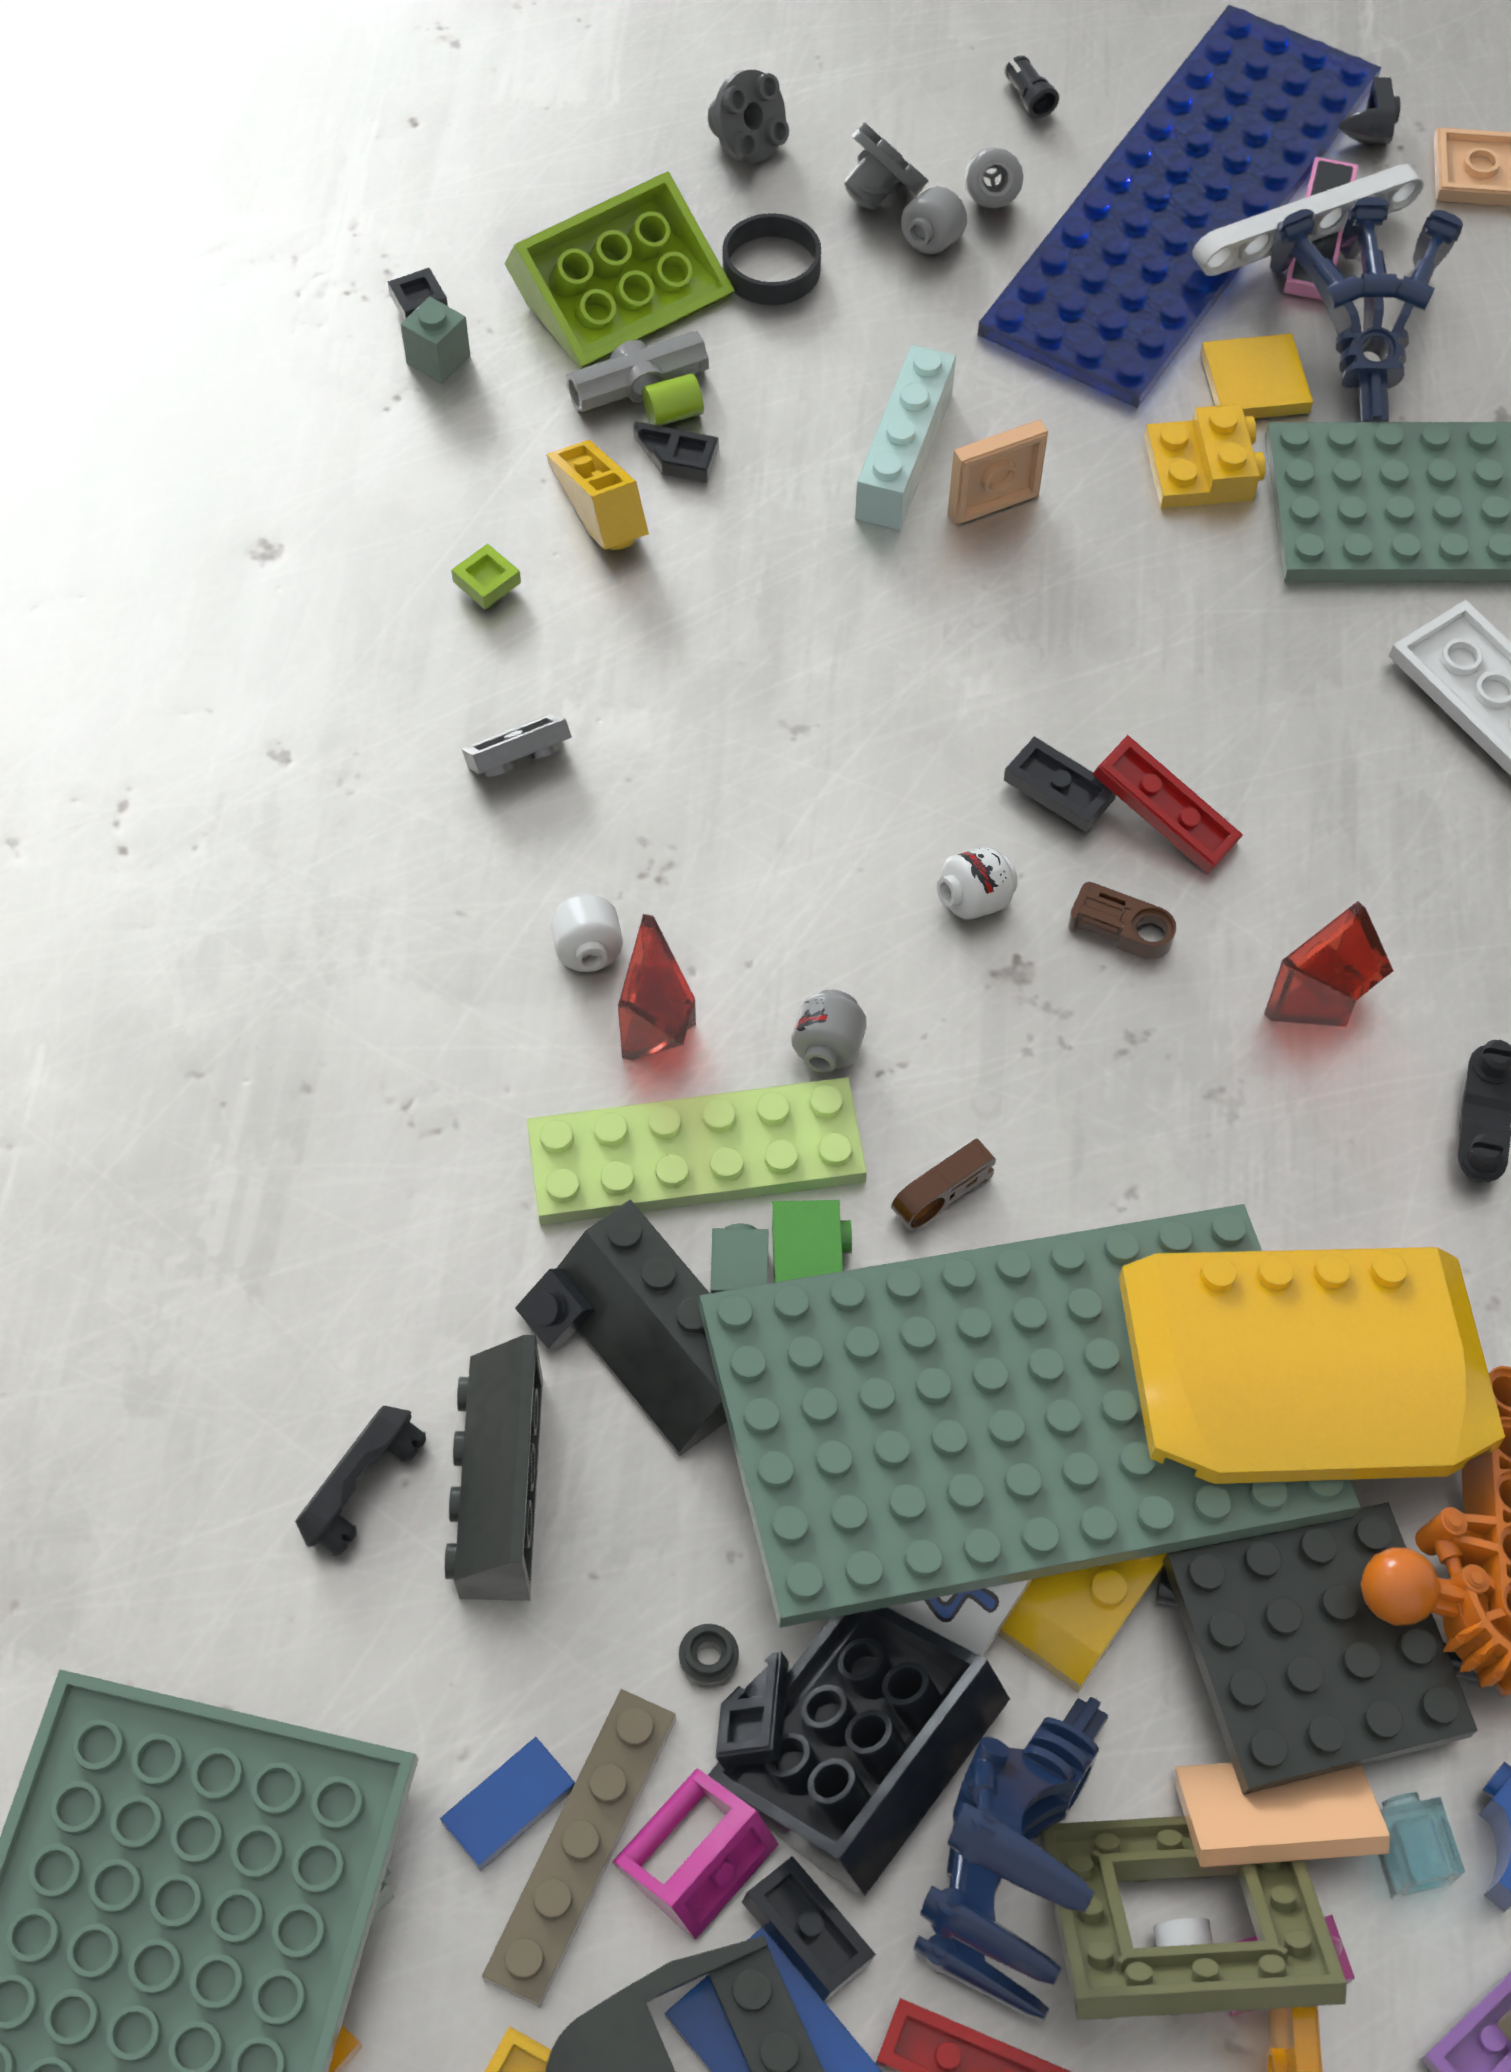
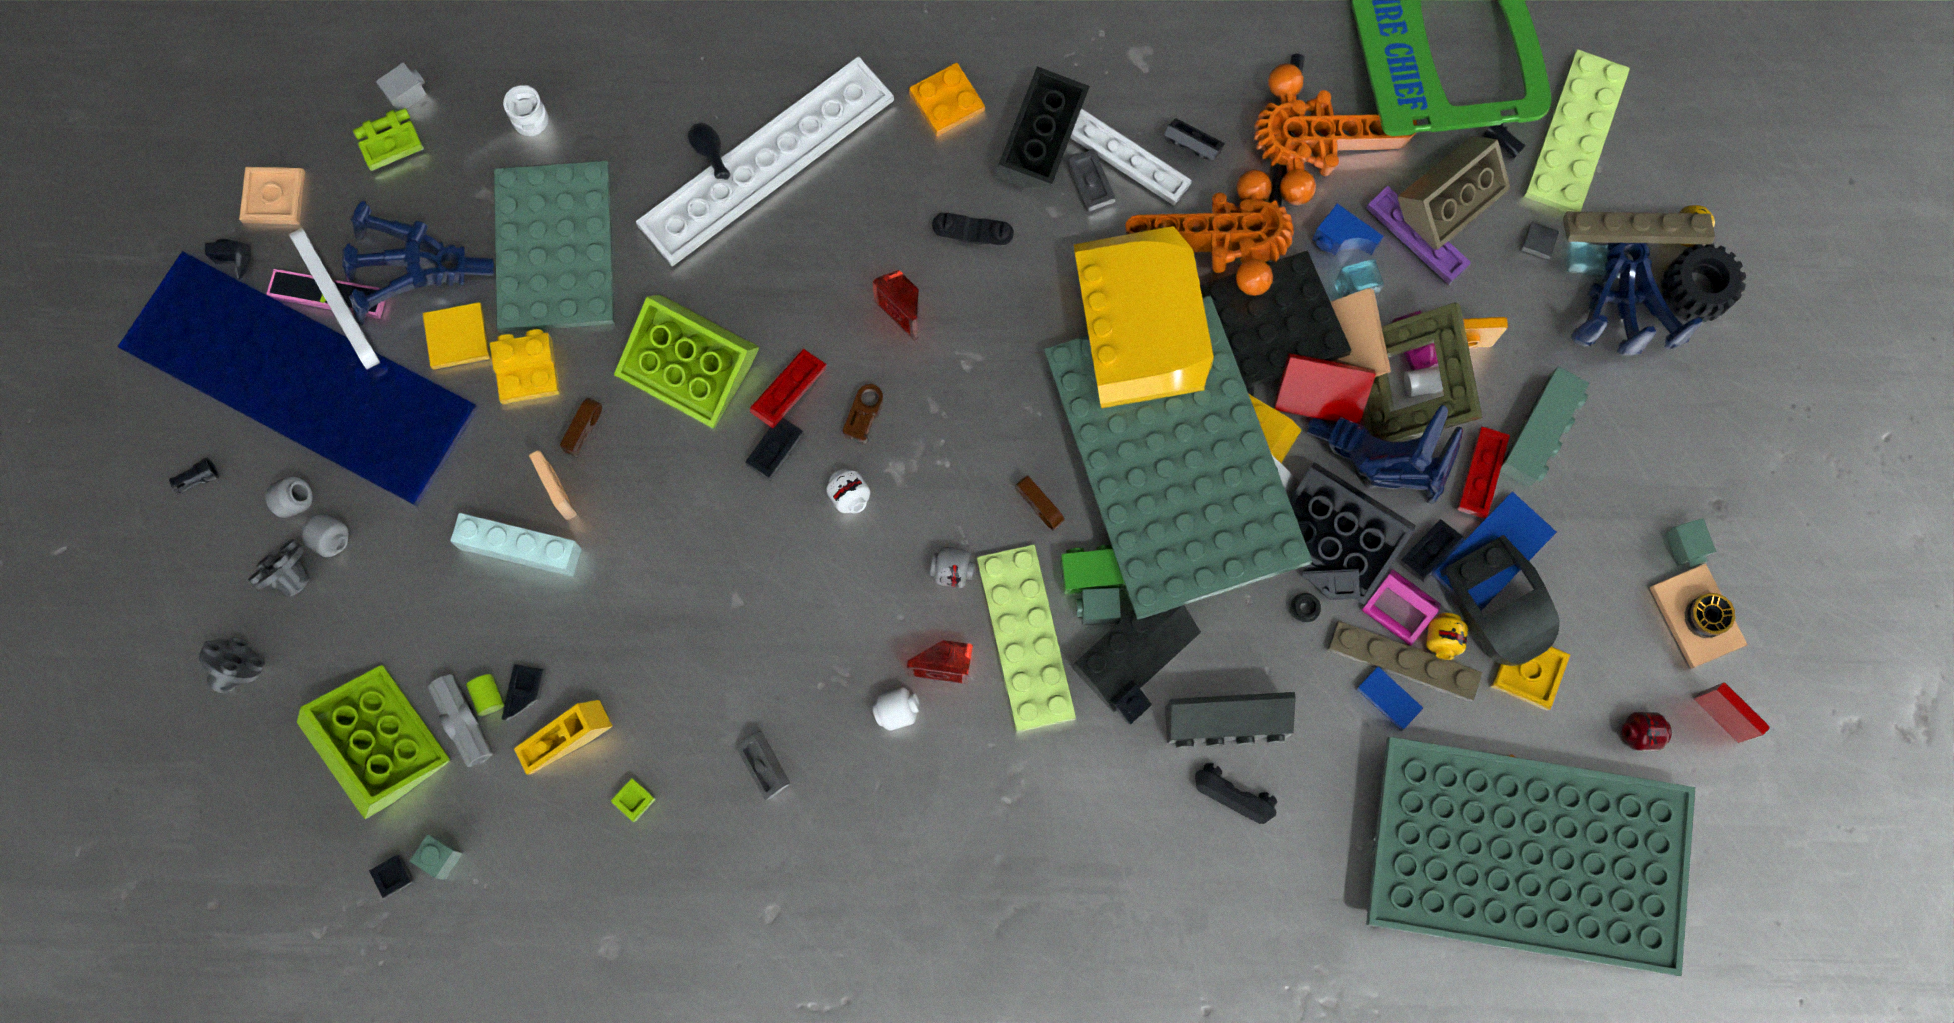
camera: 95 degrees left, 15 degrees up
(620, 1930) = (1447, 636): none -> yellow head
(772, 226) = (334, 620): black tyre -> none
(1098, 522) = (581, 427): none -> reddish brown piece
(1162, 1727) = (1323, 389): none -> red tile
(1221, 664) = (685, 359): none -> lime slope

